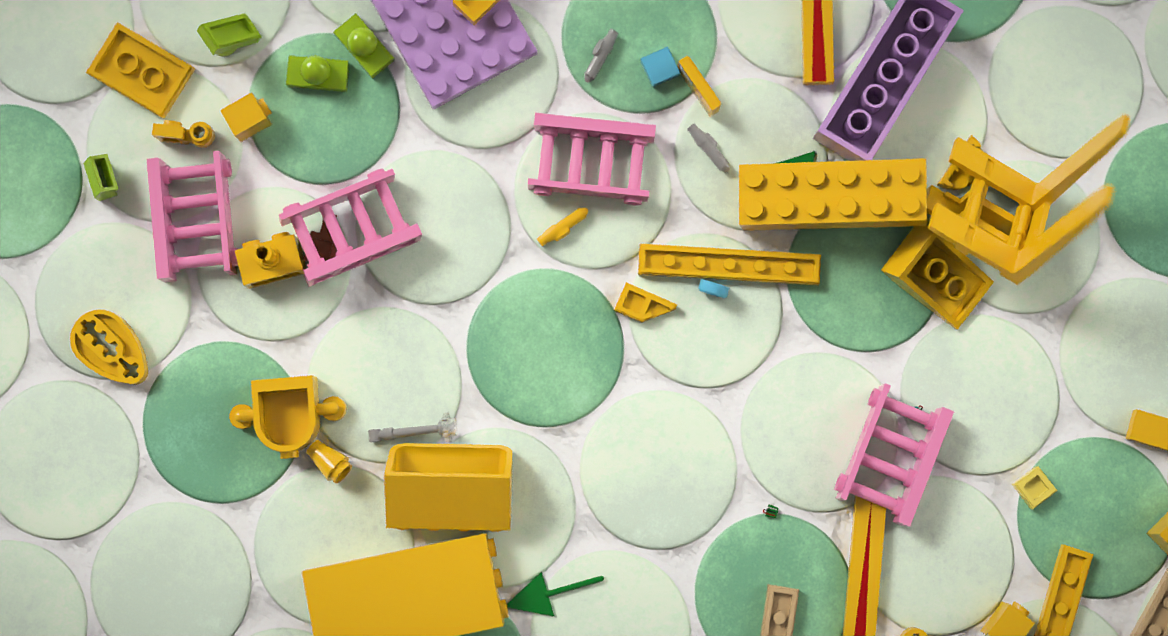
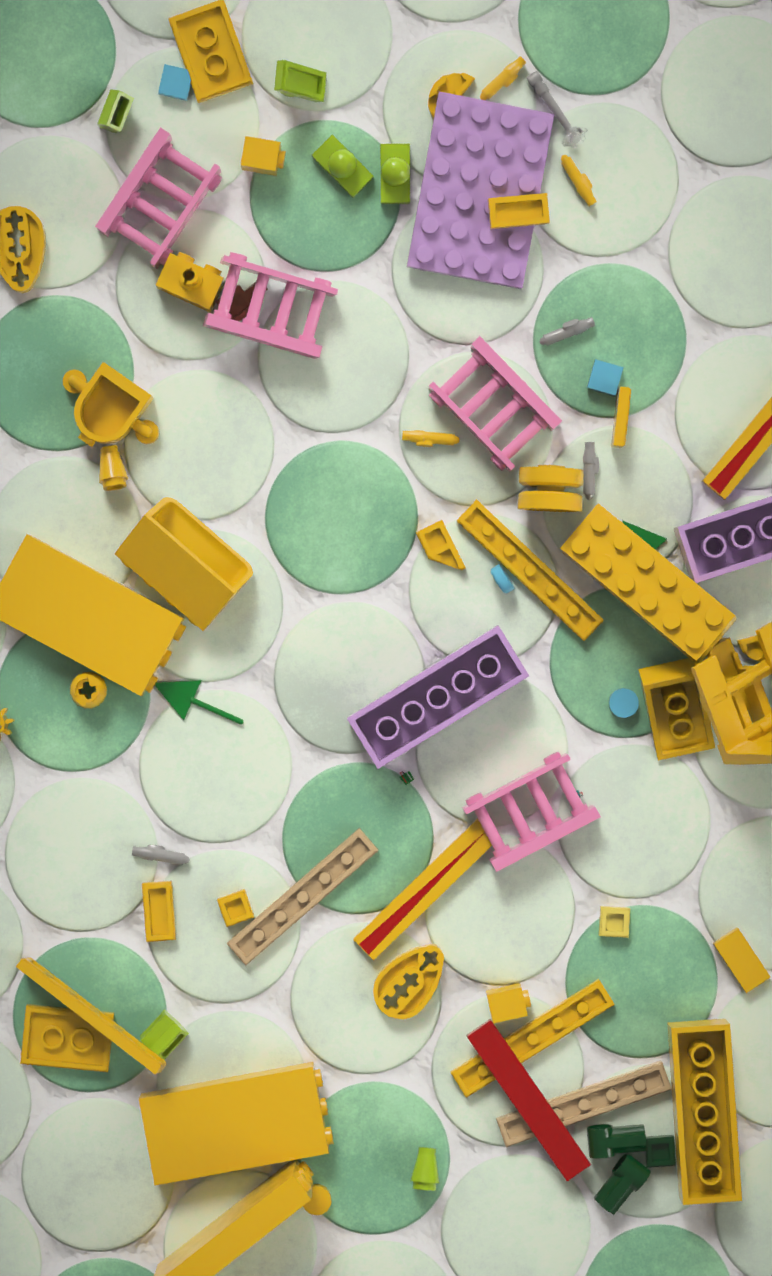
camera: 40 degrees right, 5 degrees up
(132, 117) = (175, 82): none -> medium azure tile
(173, 132) = (197, 122): yellow plate -> none
(446, 428) = (218, 516): light grey piece -> none
(689, 181) = (550, 485): none -> yellow wheel
(742, 424) = (437, 696): none -> lavender brick
(891, 307) = (623, 702): none -> medium azure tile

